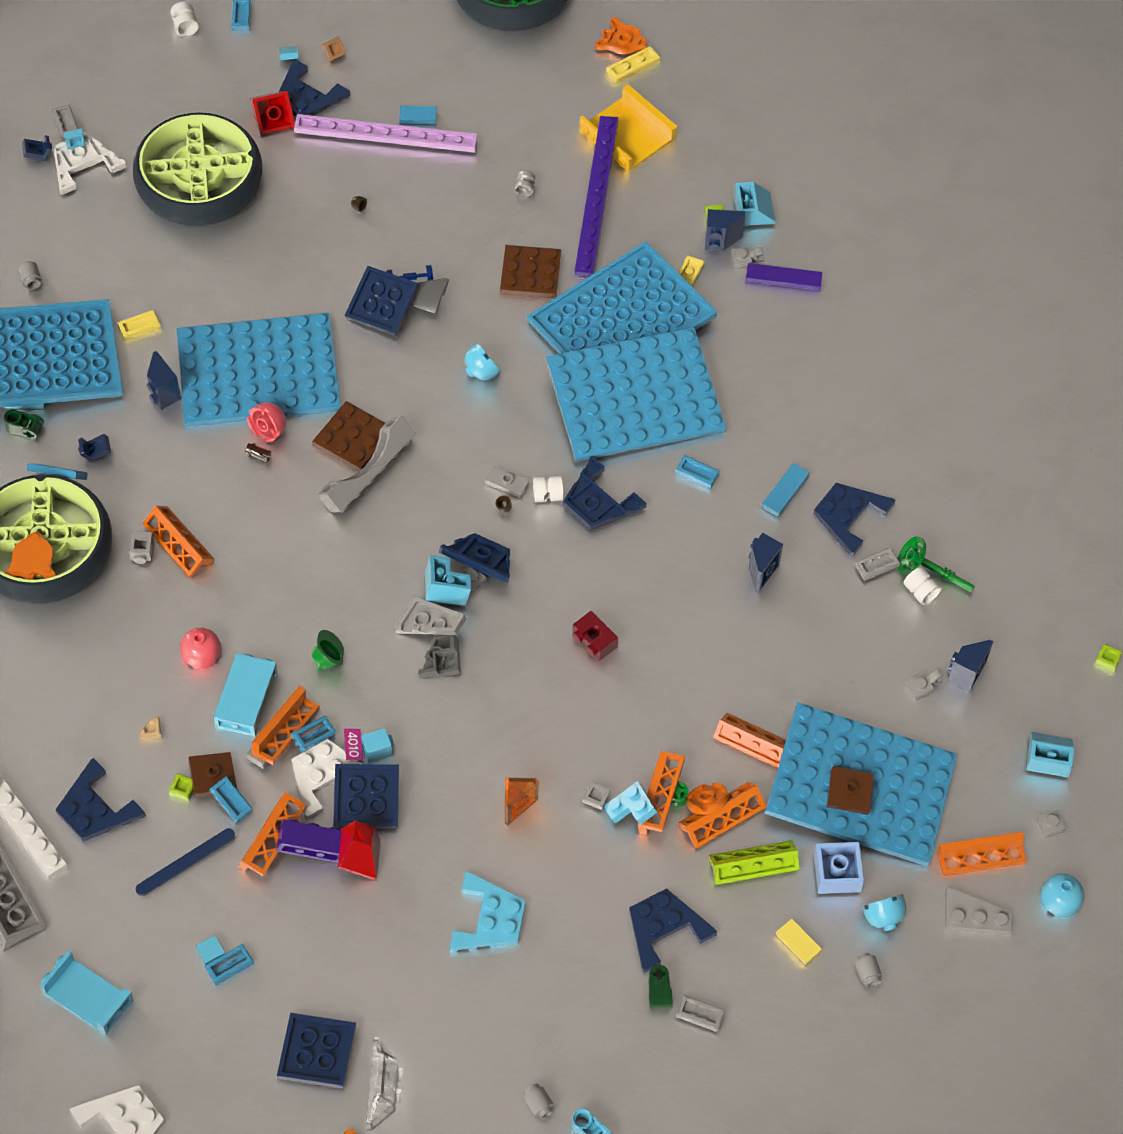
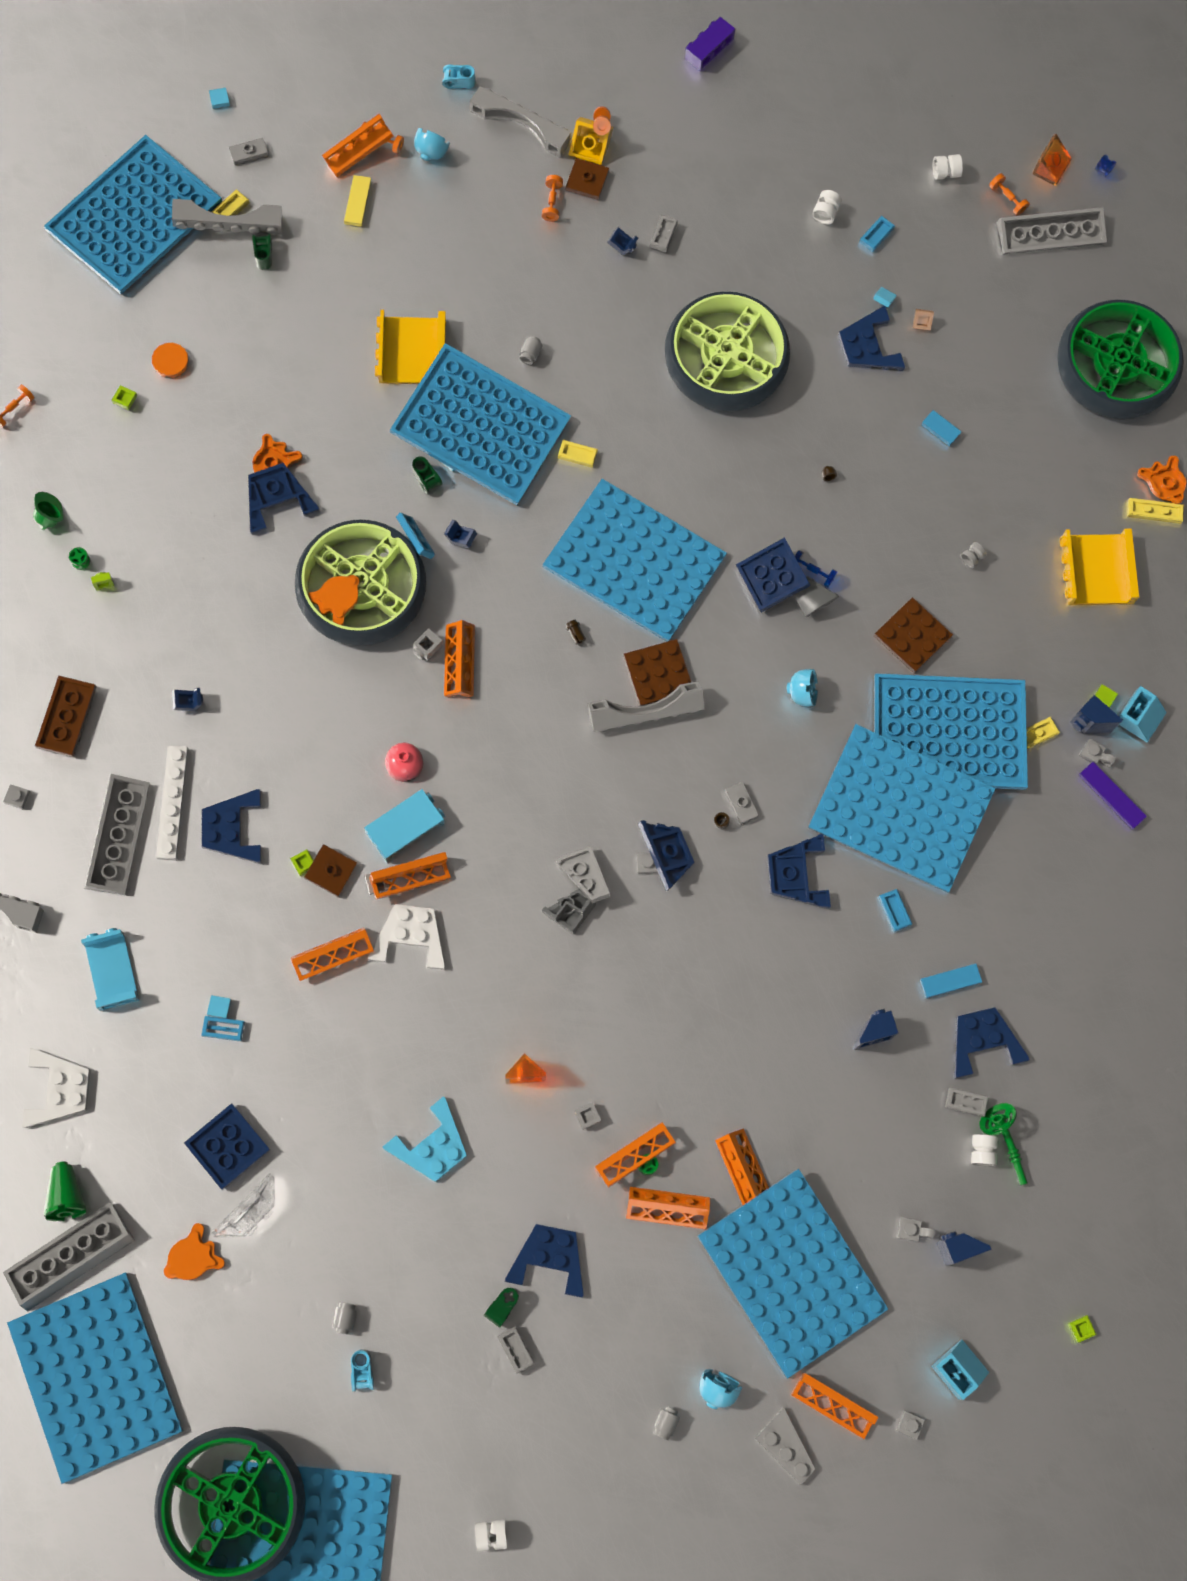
camera: 35 degrees right, 15 degrees up
(74, 139) = (654, 255): medium azure tile -> none
(80, 158) = (650, 270): white wing -> none
(151, 730) = (318, 799): tan tile -> none
(162, 382) = (549, 518): dark blue slope -> none
(185, 862) = (258, 923): dark blue piece -> none
(230, 799) = (326, 901): dark azure tile -> none
(267, 421) = (604, 612): coral cylinder -> none
(272, 112) = (827, 342): red slope -> none
(300, 741) = (409, 895): dark azure tile -> none
(309, 840) = (353, 982): dark purple brick -> none
(327, 651) = (492, 838): green piece -> none
(353, 744) = (448, 928): dark pink sticker -> none
(359, 850) = (379, 1019): red slope -> none
(366, 795) = (421, 979): dark blue plate -> none
(377, 745) = (464, 943): medium azure brick -> none
(385, 133) = (901, 427): lavender plate -> none
(445, 585) = (616, 853): medium azure brick -> none
(548, 488) = (765, 835): white wheel -> none
(592, 626) = (697, 974): dark red brick -> none
(596, 196) = (1020, 609): dark purple plate -> none
(631, 800) = (608, 1146): medium azure plate -> none
(707, 799) = (665, 1188): orange tile -> none
(754, 862) = (656, 1268): lime fence -> none
(798, 941) = (636, 1355): light yellow tile -> none
(838, 867) = (713, 1326): light blue brick -> none
(849, 790) = (774, 1274): reddish brown plate -> none
(1062, 895) = (866, 1489): medium azure cylinder -> none

